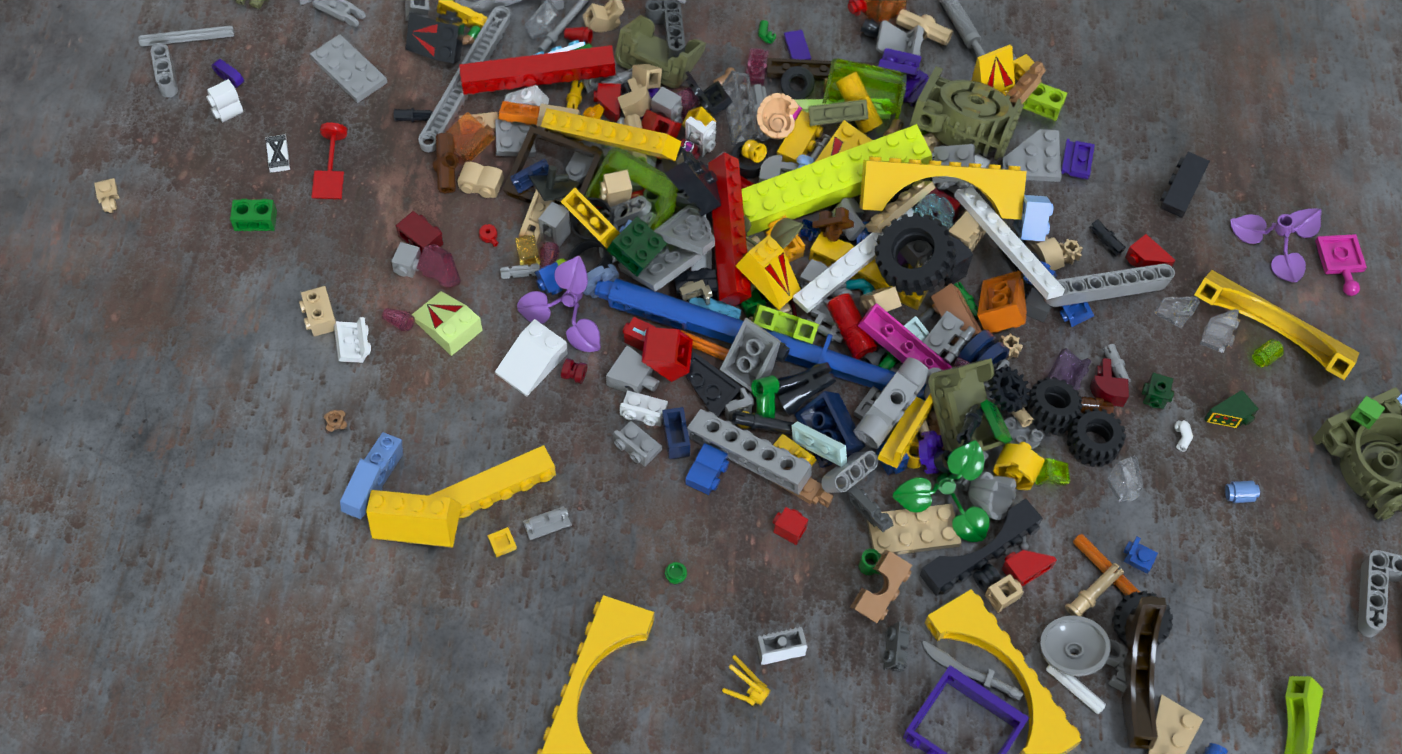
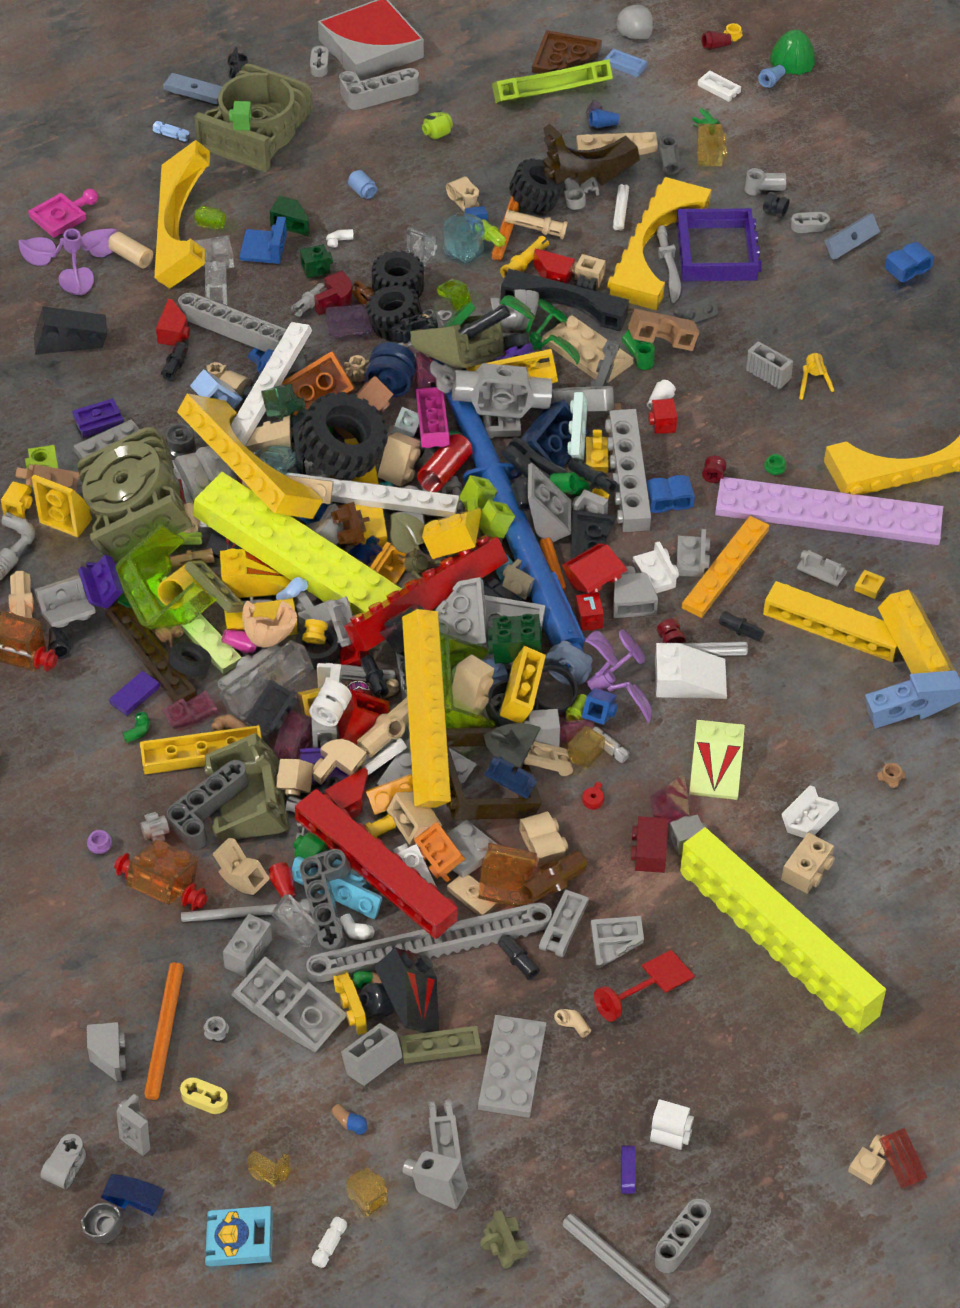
camera: 125 degrees left, 10 degrees down
(87, 203) = (903, 1158): none -> clear red tile
(254, 216) = (770, 996): green brick -> none
(277, 153) = (675, 1044): tile -> none
(283, 249) = (782, 930): none -> neon yellow brick
(345, 115) = (572, 1019): none -> tan arm
(376, 170) = (615, 937): none -> light grey wing
(391, 43) = (440, 1044): none -> olive plate
(401, 319) = (751, 797): clear pink cone -> none
(412, 153) = (564, 922): none -> light grey plate
(512, 49) = (356, 930): none -> white arm
(540, 392) = (721, 648): none -> light grey axle
(542, 424) = (741, 626): none -> black axle
(550, 35) = (327, 903): none -> dark grey beam
(598, 575) = (830, 510): none -> lavender plate
(608, 461) = (725, 566): none -> light orange plate
(667, 96) = (330, 703): none -> white wheel
(676, 433) = (661, 525): dark blue brick -> none
(705, 520) = (714, 469): none -> dark red wheel
(718, 50) = (188, 750): none -> yellow piece
(755, 168) = (341, 614): none -> light grey hinge
(816, 542) = (662, 390): none -> white cone
(943, 334) = (393, 401): light grey plate -> none
(984, 244) = (281, 401): none -> clear green brick
(1019, 463) = (476, 295): yellow brick -> none
(1055, 548) = (521, 261): none -> yellow pin
(1076, 636) = (595, 201): light grey dish -> none
(1104, 544) = (493, 235): none -> lime axle
(1113, 518) = (463, 237): none -> clear light blue brick
(1177, 564) = (463, 193): none -> tan piece
(1207, 373) = (265, 245): none -> blue bracket
(1262, 277) = (130, 249): none -> tan brick
(1289, 602) = (437, 124): none -> lime head

